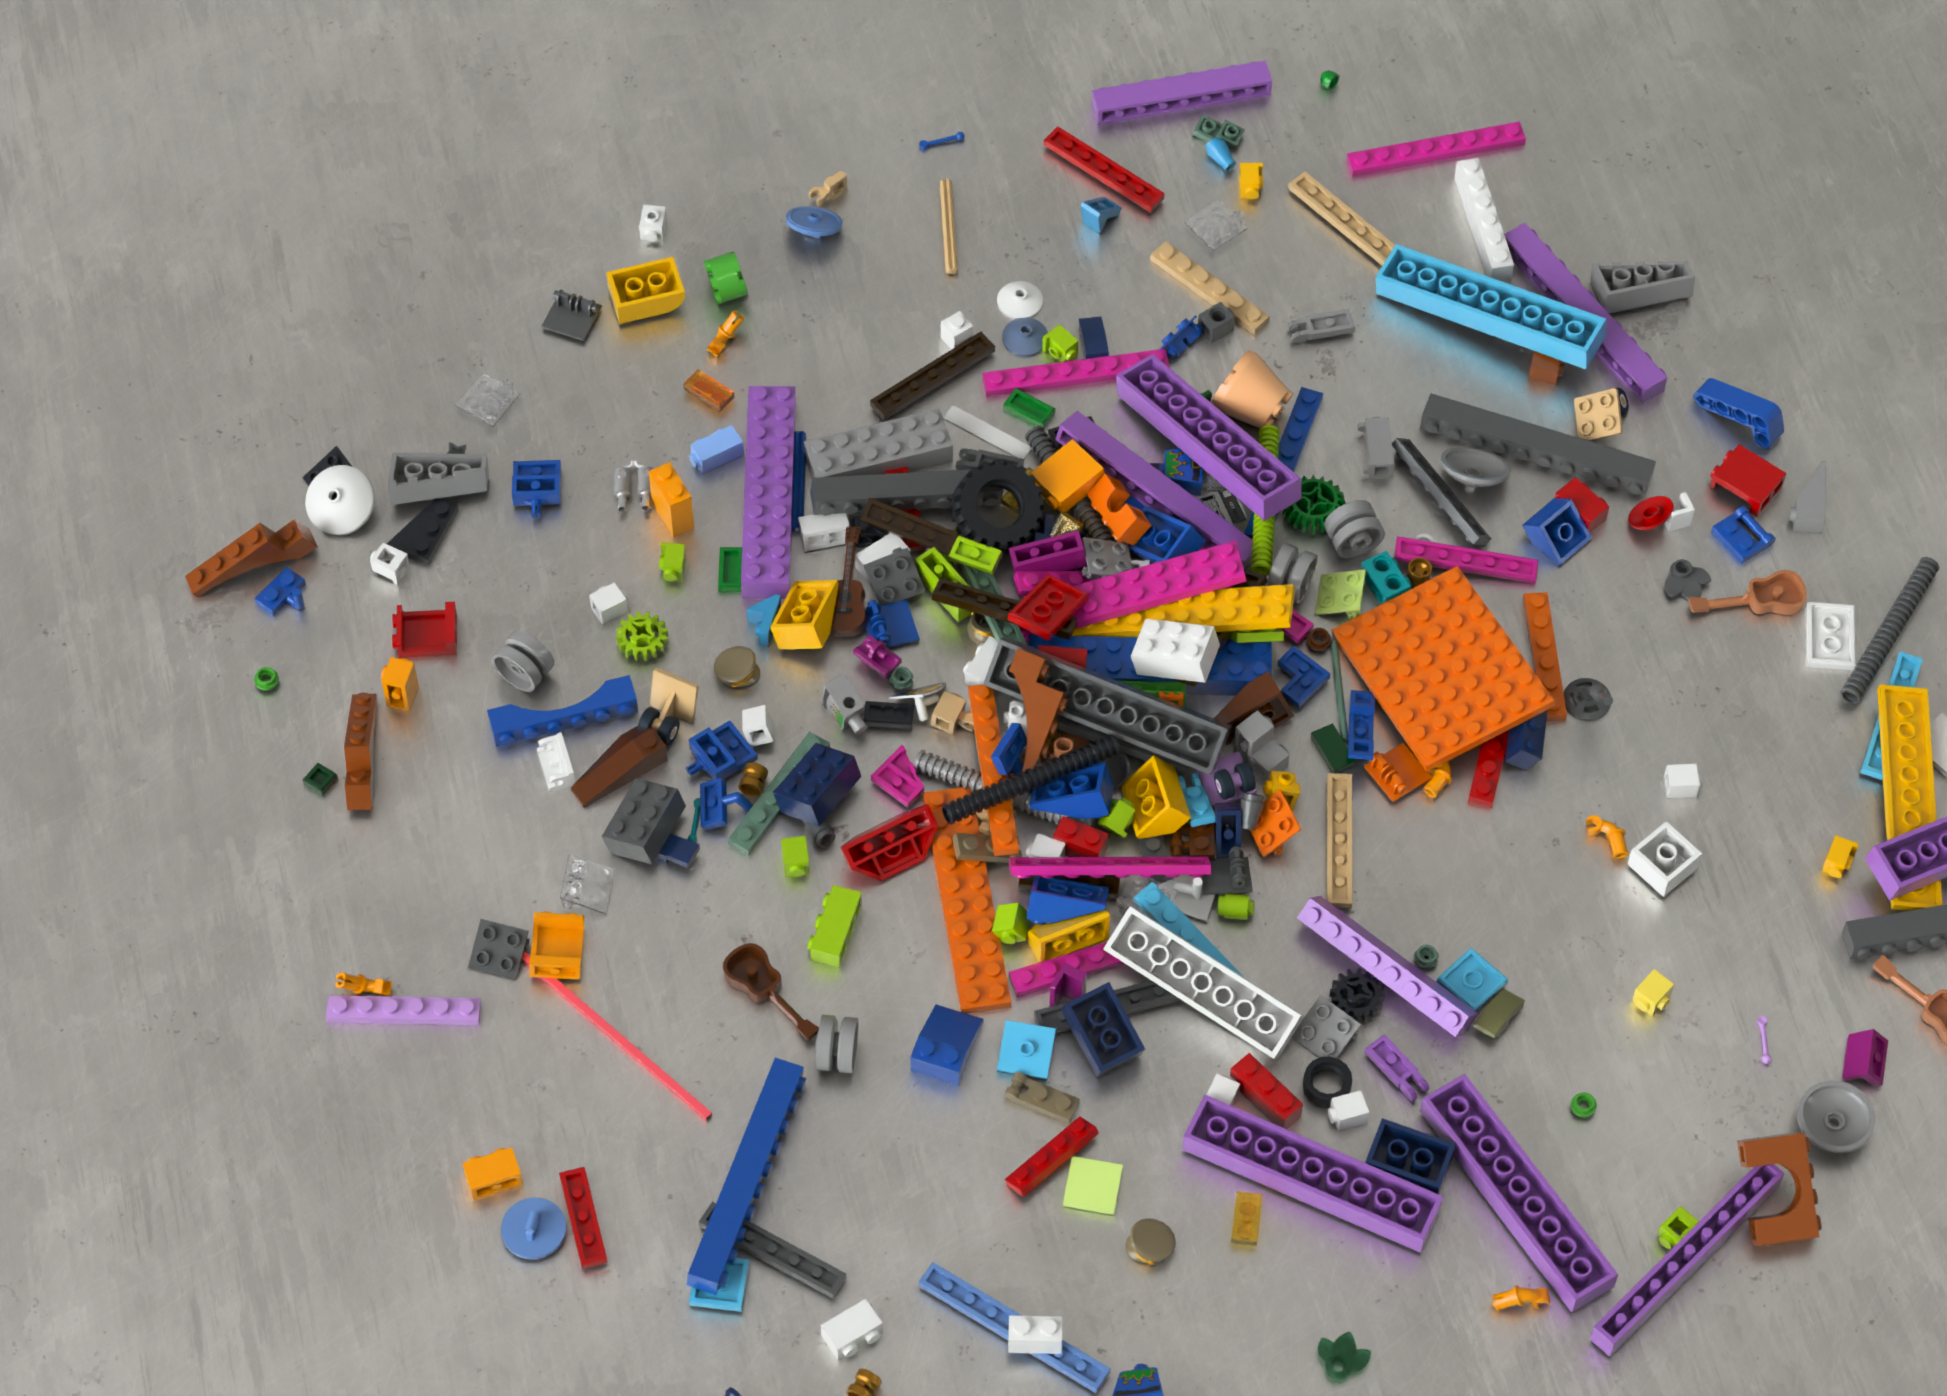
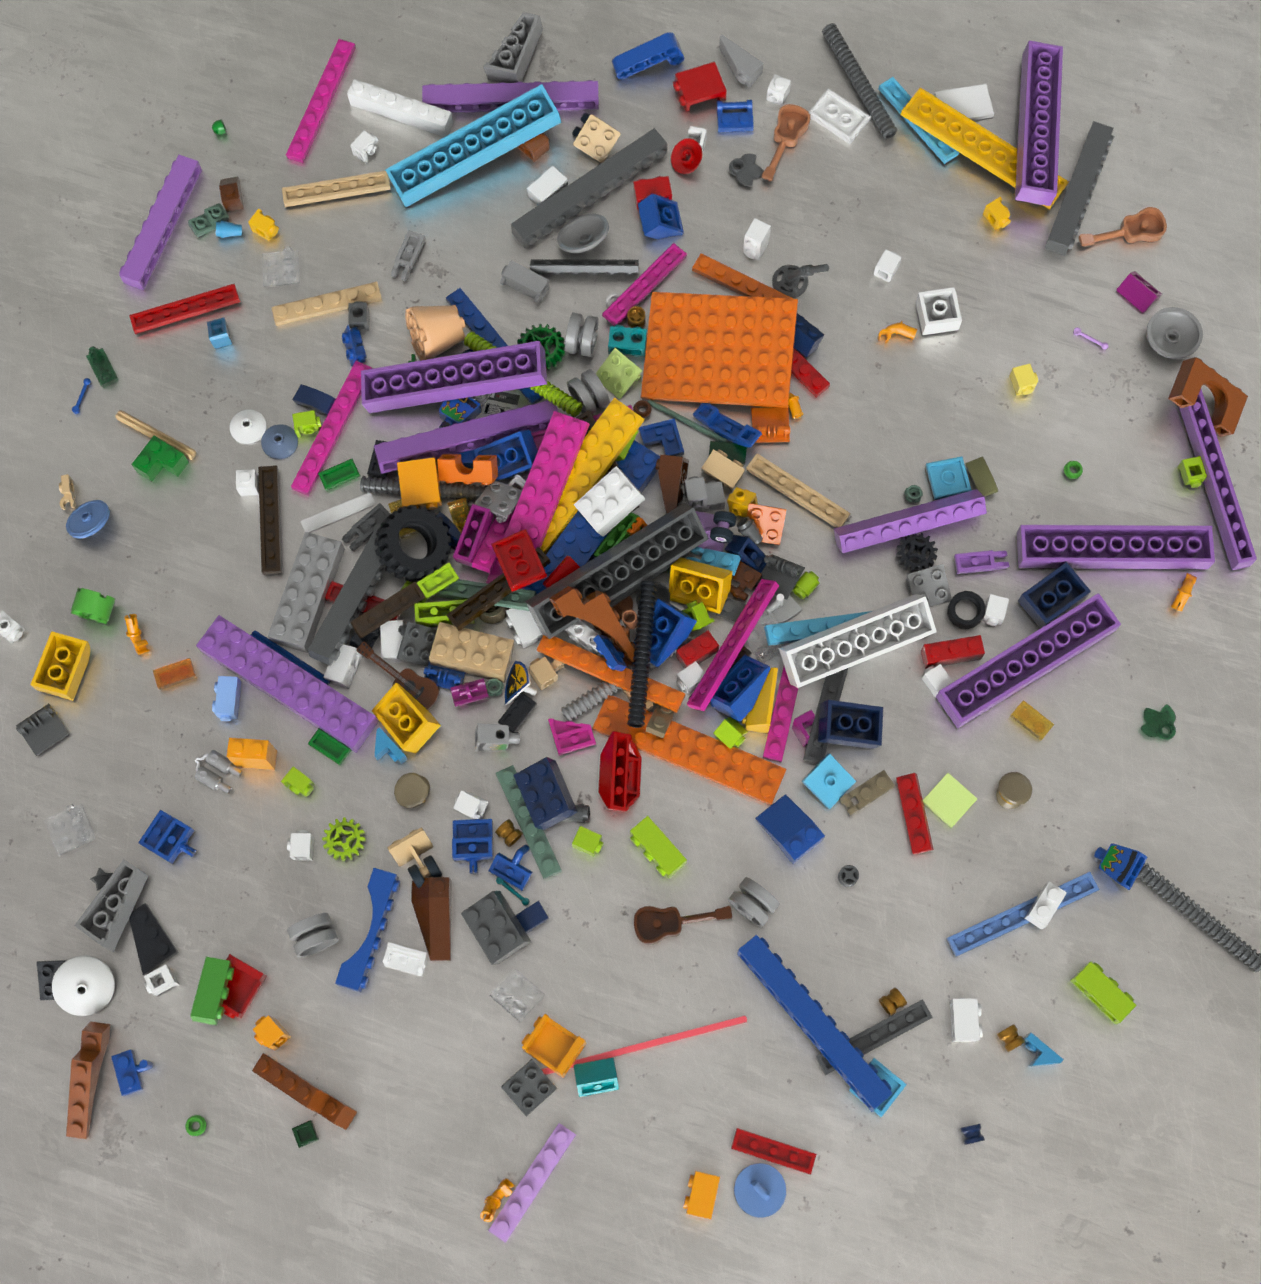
camera: 55 degrees left, 15 degrees up
(406, 604) = (212, 991): none -> bright green brick
(549, 1005) = (596, 1077): none -> teal panel
(823, 1245) = (892, 1001): none -> pearl gold wheel
(922, 239) = (159, 455): none -> green brick
(922, 633) = (471, 652): none -> tan brick
(934, 1121) = (850, 873): none -> dark grey wheel
(986, 136) = (101, 365): none -> clear green hinge
(1262, 132) = (231, 194): none -> reddish brown slope
(1306, 750) = (723, 469): none -> tan brick
(1414, 215) = (364, 146): none -> white brick
(1506, 401) = (546, 185): none -> white brick
(1602, 631) = (756, 239): none -> white brick
(1807, 556) = (778, 90): none -> white brick

